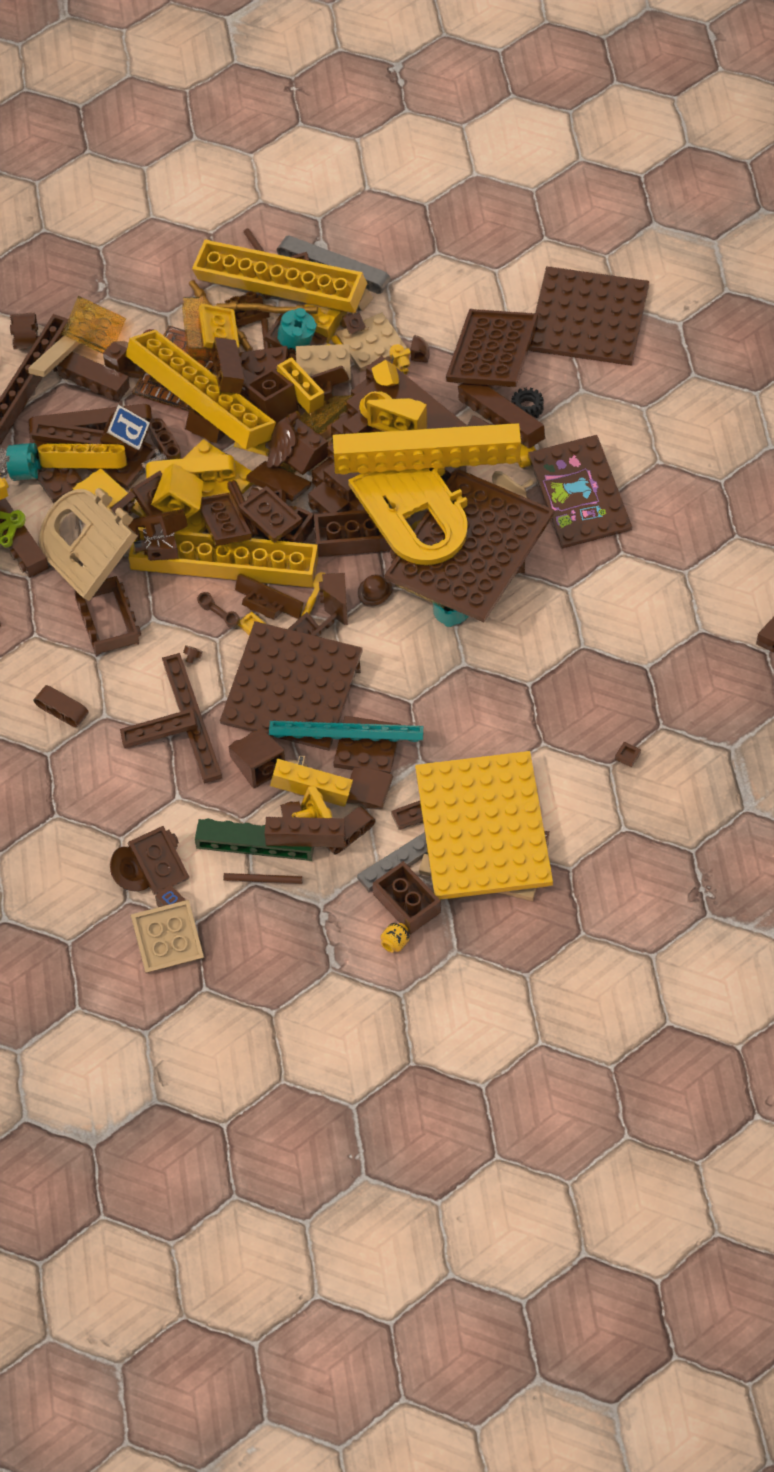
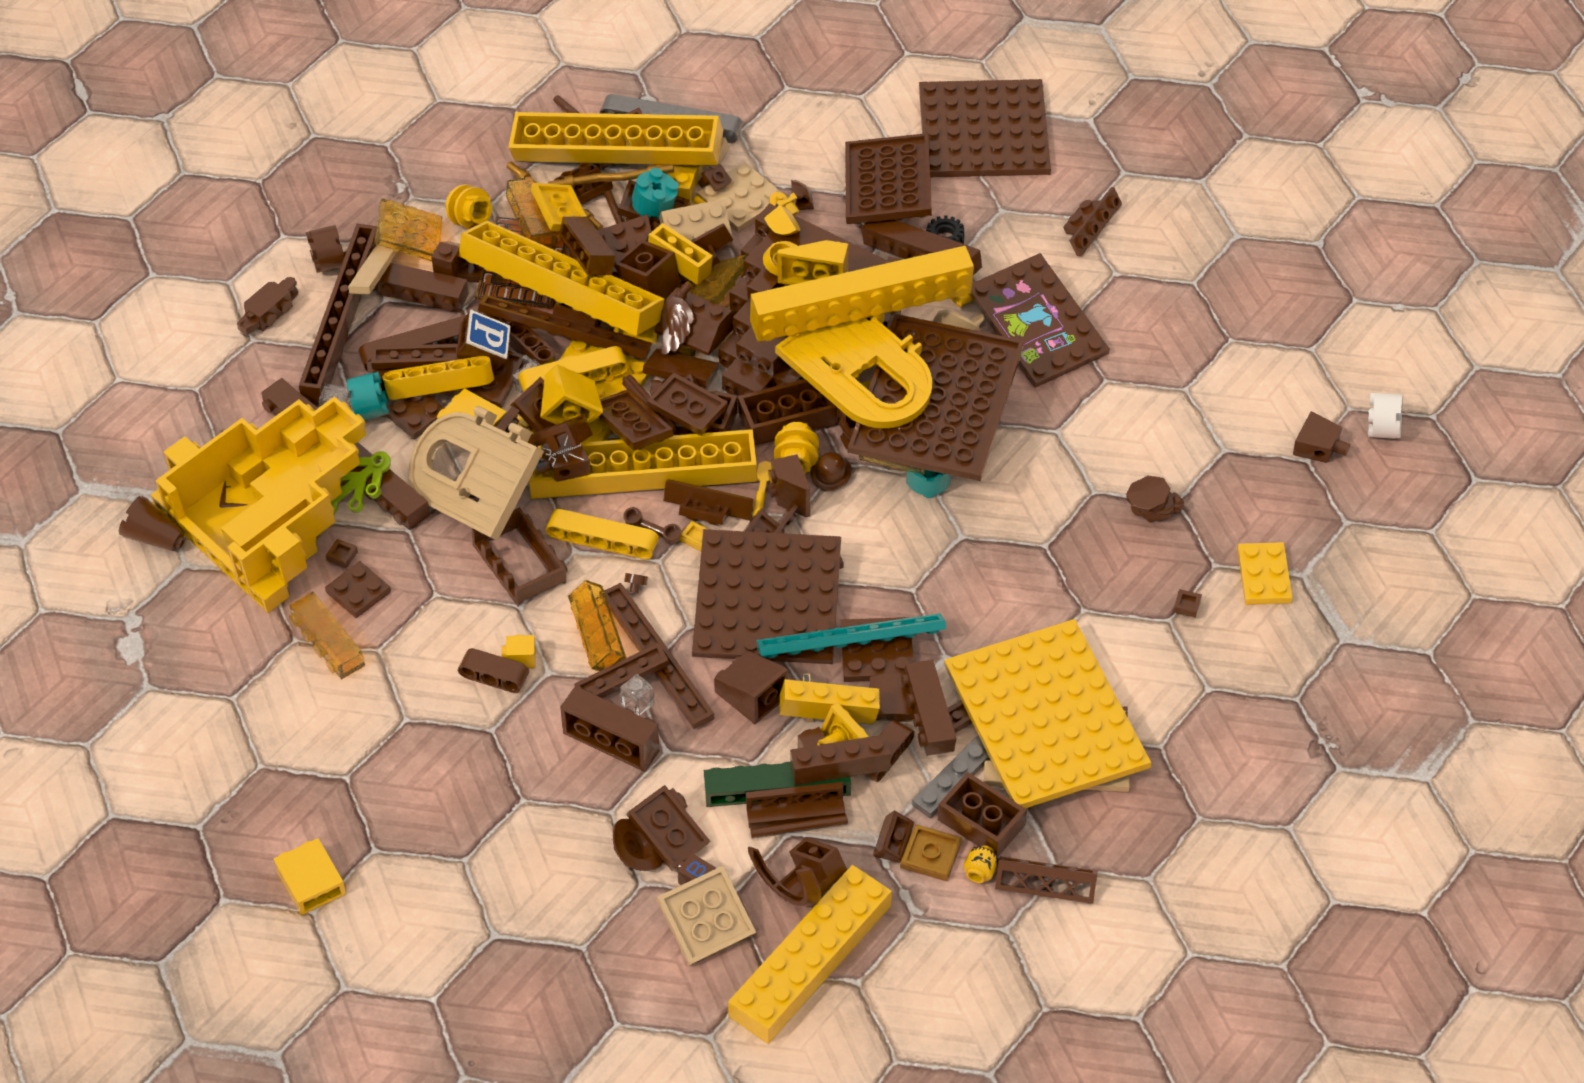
camera: 15 degrees left, 5 degrees down
(86, 693) = (520, 649): none -> yellow brick
(136, 771) = (610, 728): none -> reddish brown brick
(146, 313) = (468, 206): none -> yellow piece
(149, 684) = (596, 625): none -> clear yellow brick
(166, 747) = (637, 695): none -> clear brick
(177, 609) = (602, 534): none -> yellow beam
(193, 430) = (563, 326): none -> reddish brown plate
(239, 982) = (809, 954): none -> yellow brick
(245, 862) = (794, 807): none -> reddish brown fence
(262, 918) = (815, 871): none -> reddish brown piece
(334, 902) = (893, 837): none -> reddish brown slope
(352, 562) = (799, 440): none -> yellow piece
(360, 920) = (931, 852): none -> pearl gold tile
(390, 802) = (929, 707): none -> reddish brown brick
(448, 953) = (1047, 870): none -> reddish brown fence
(626, 662) = (1153, 500): none -> reddish brown piece
(651, 412) = (1090, 220): none -> reddish brown bracket
(699, 740) = (1264, 573): none -> yellow plate

